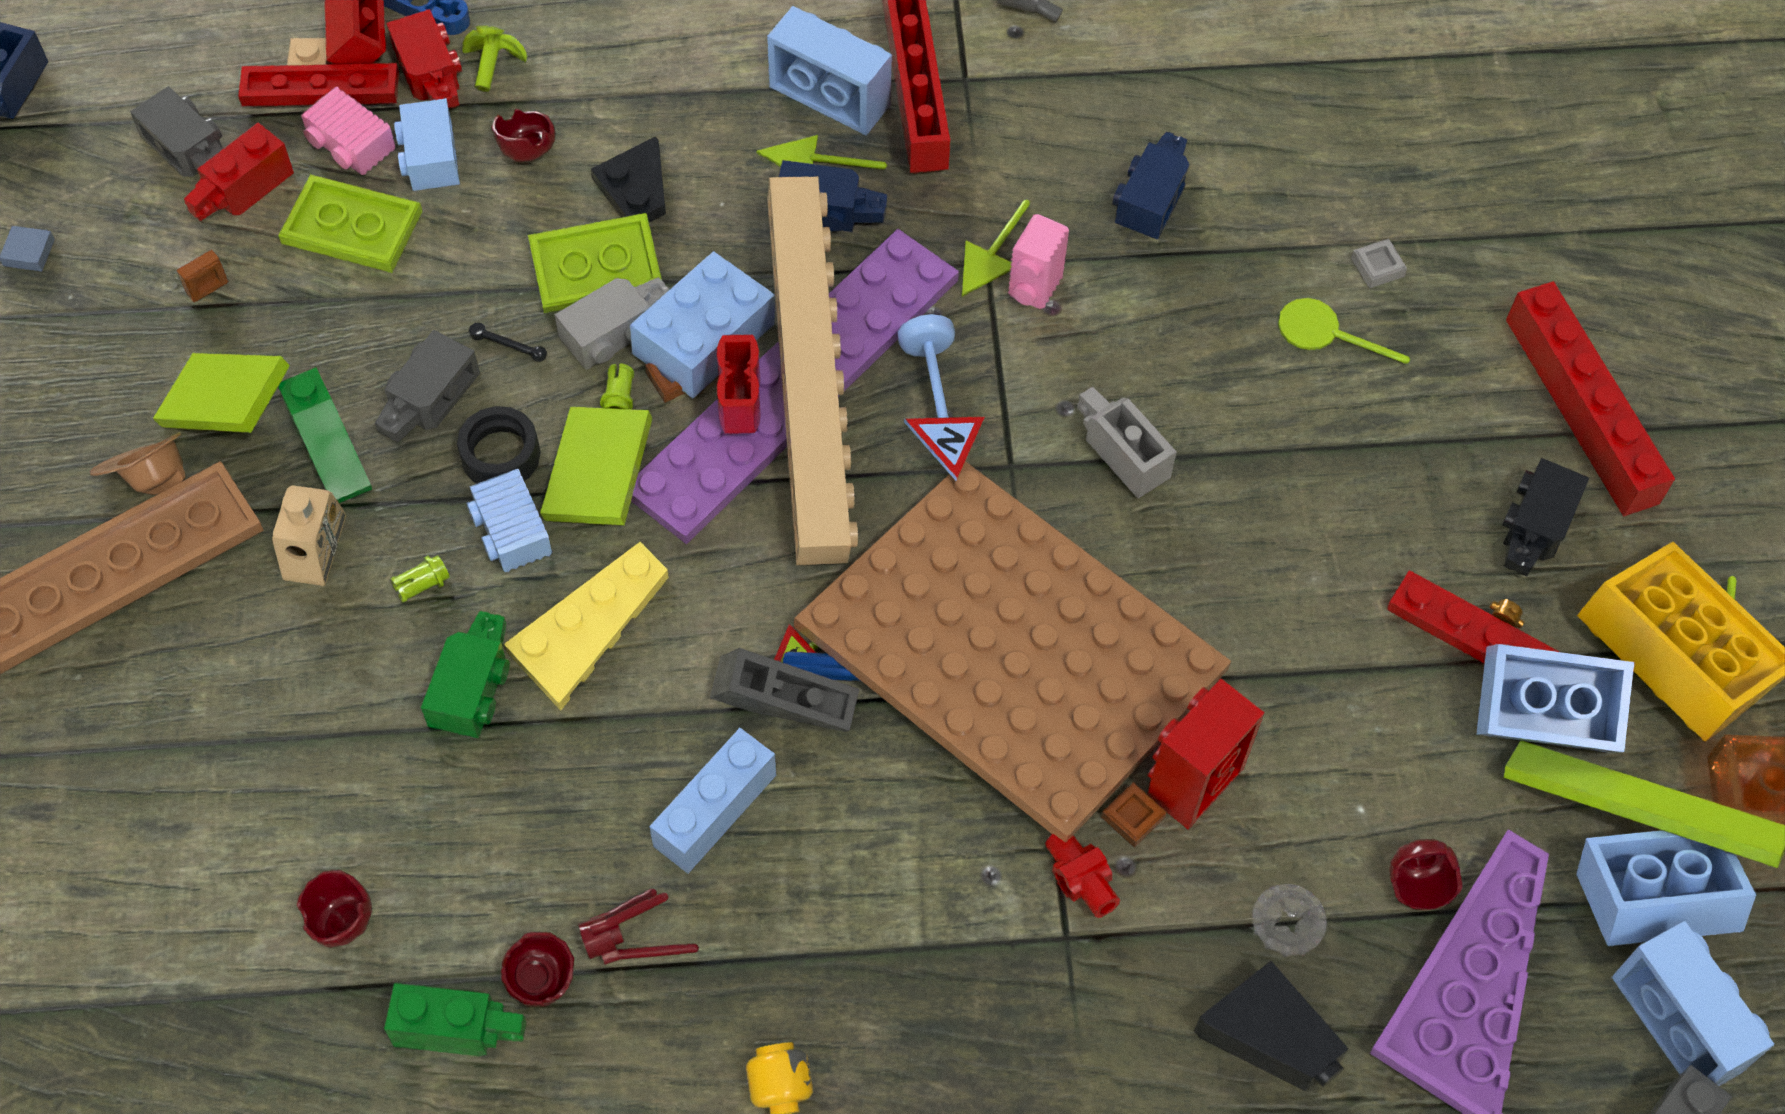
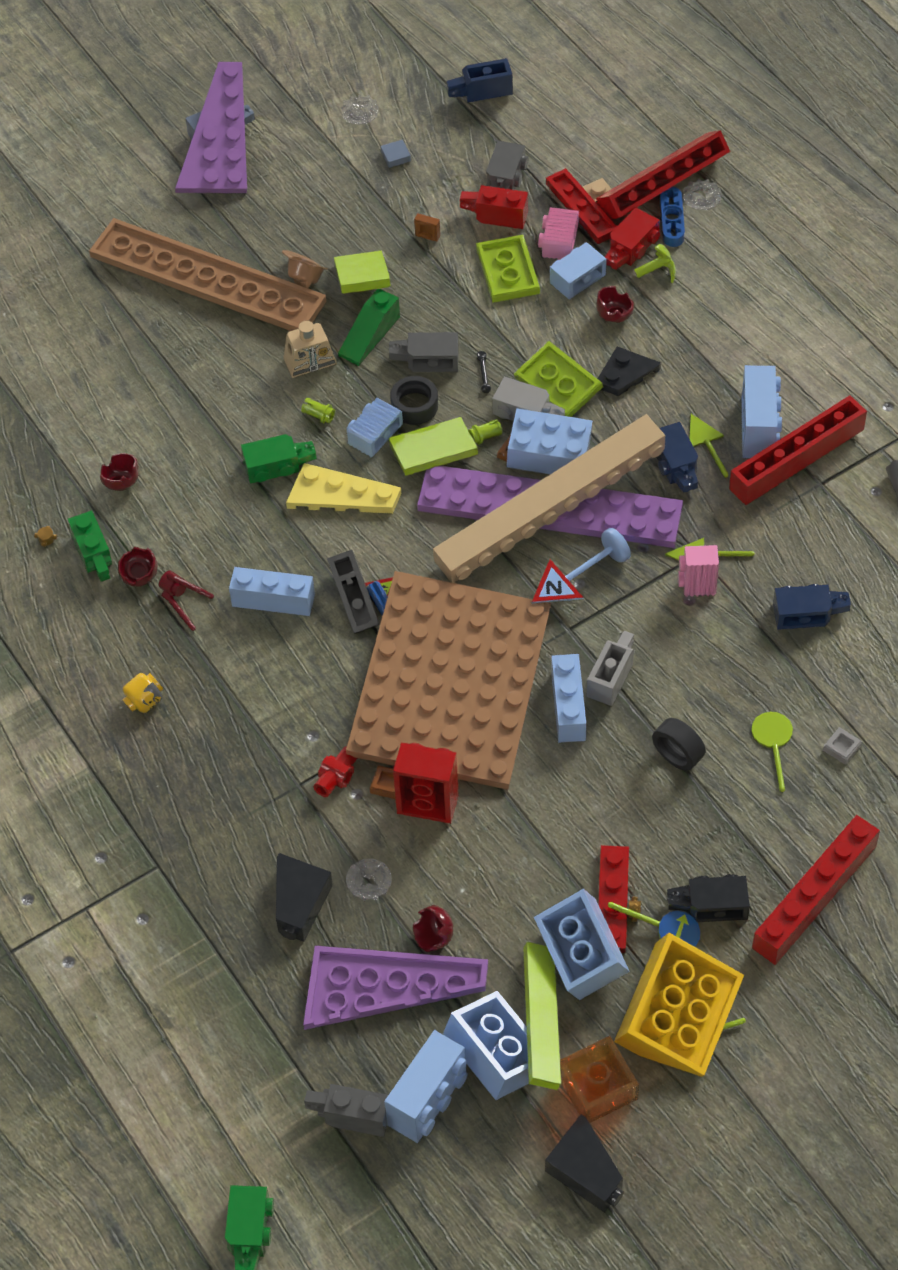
camera: 65 degrees right, 5 degrees down
(368, 1085) = (45, 536): none -> pearl gold piece
(738, 384) = (512, 472): red brick -> none
(1138, 517) = (568, 698): none -> light blue brick
(1295, 427) = (678, 744): none -> black tyre
(1562, 583) = (675, 922): none -> blue piece

